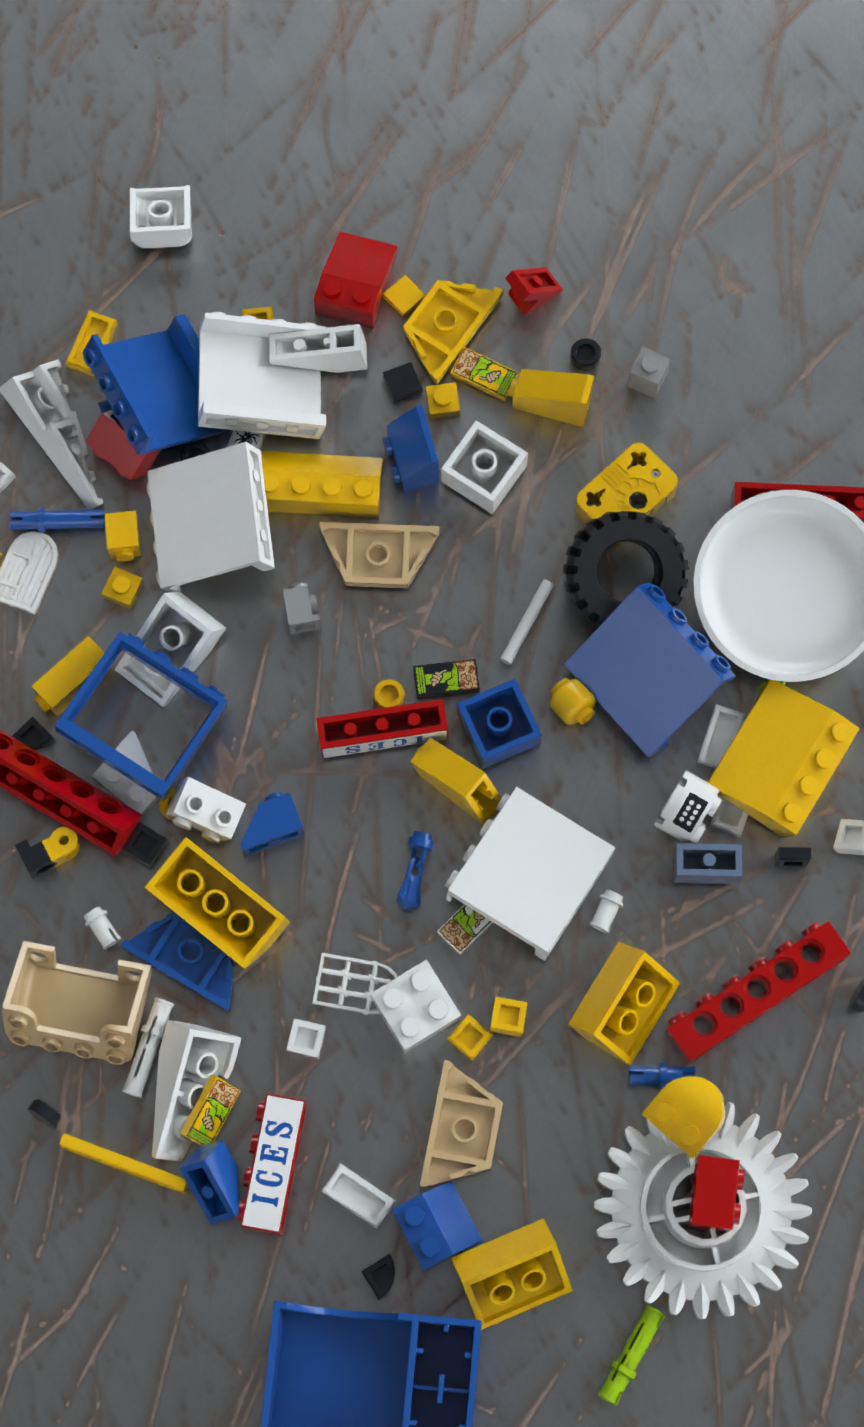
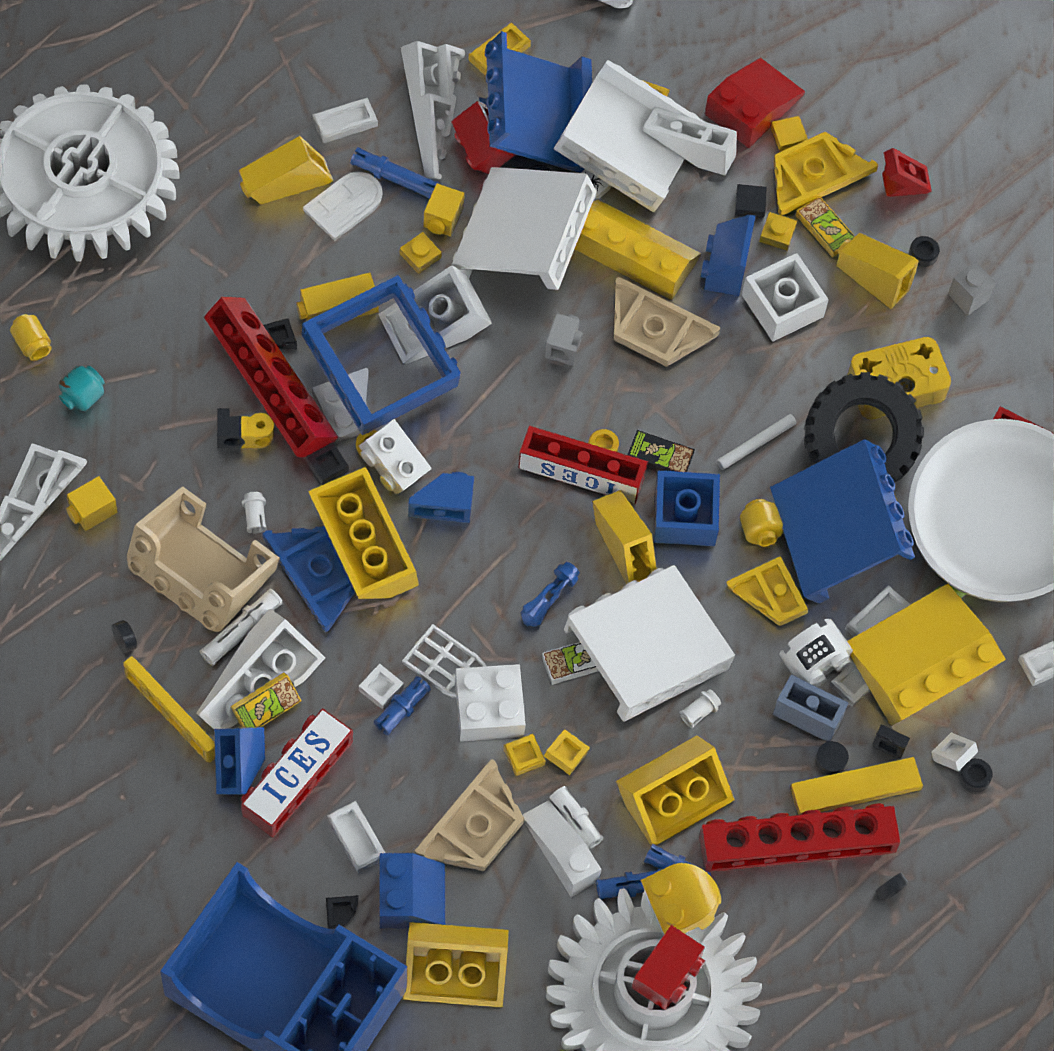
camera: 20 degrees right, 10 degrees down
(335, 1048) = (402, 705): none -> blue pin
(548, 1075) = (576, 817): none -> white pin
(549, 1110) = (562, 848): none -> white slope
(611, 1129) = (631, 882): none -> blue pin
(613, 764) = (770, 591): none -> yellow wing
(747, 897) = (831, 758): none -> black tile
(782, 914) = (857, 786): none -> yellow tile

